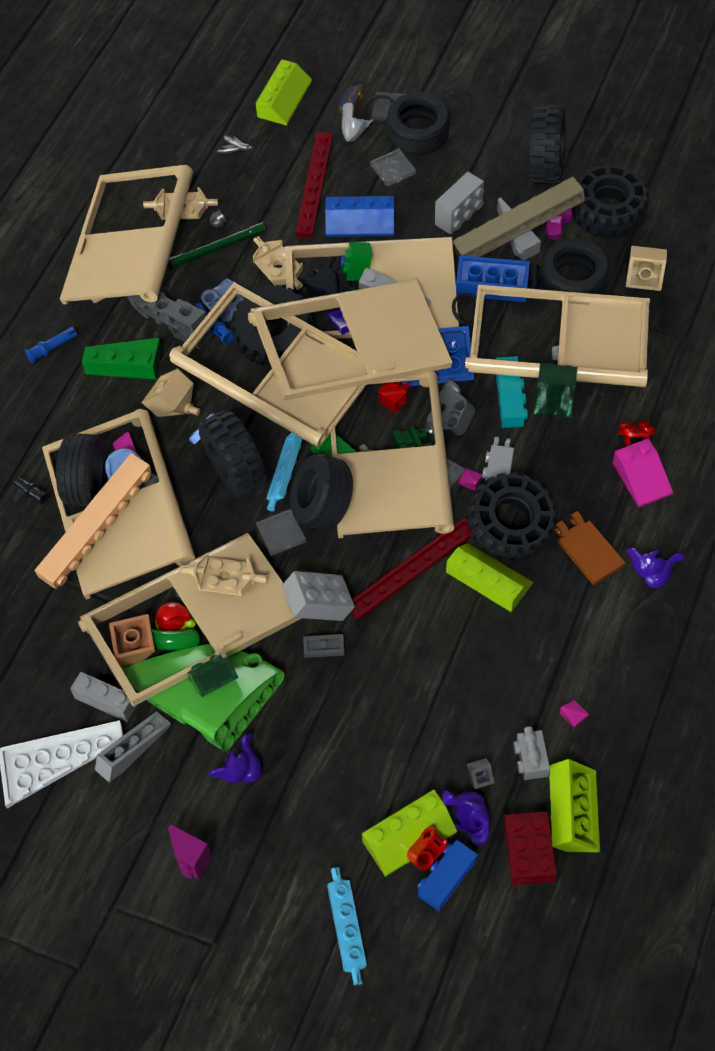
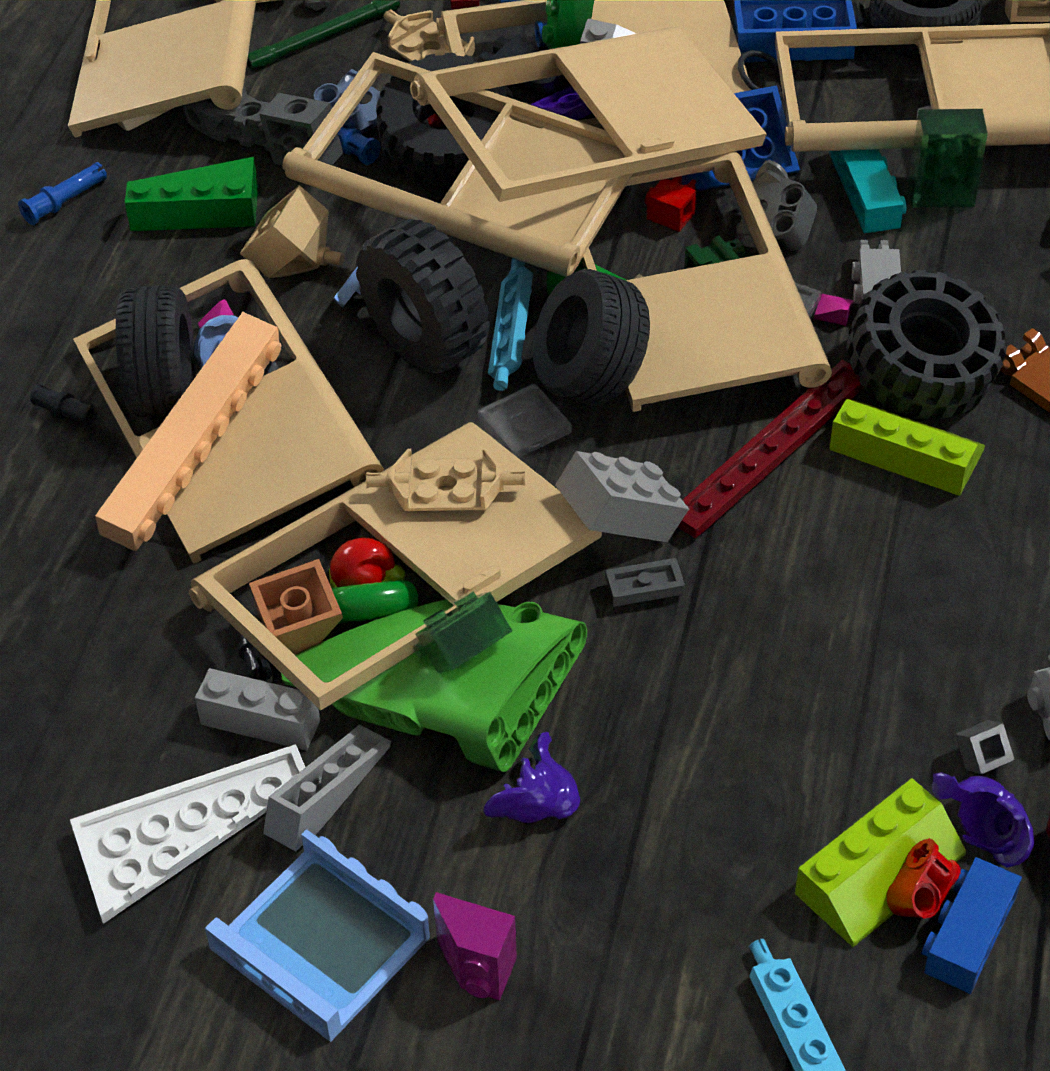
camera: 10 degrees left, 10 degrees down
(115, 832) = (322, 937): none -> panel

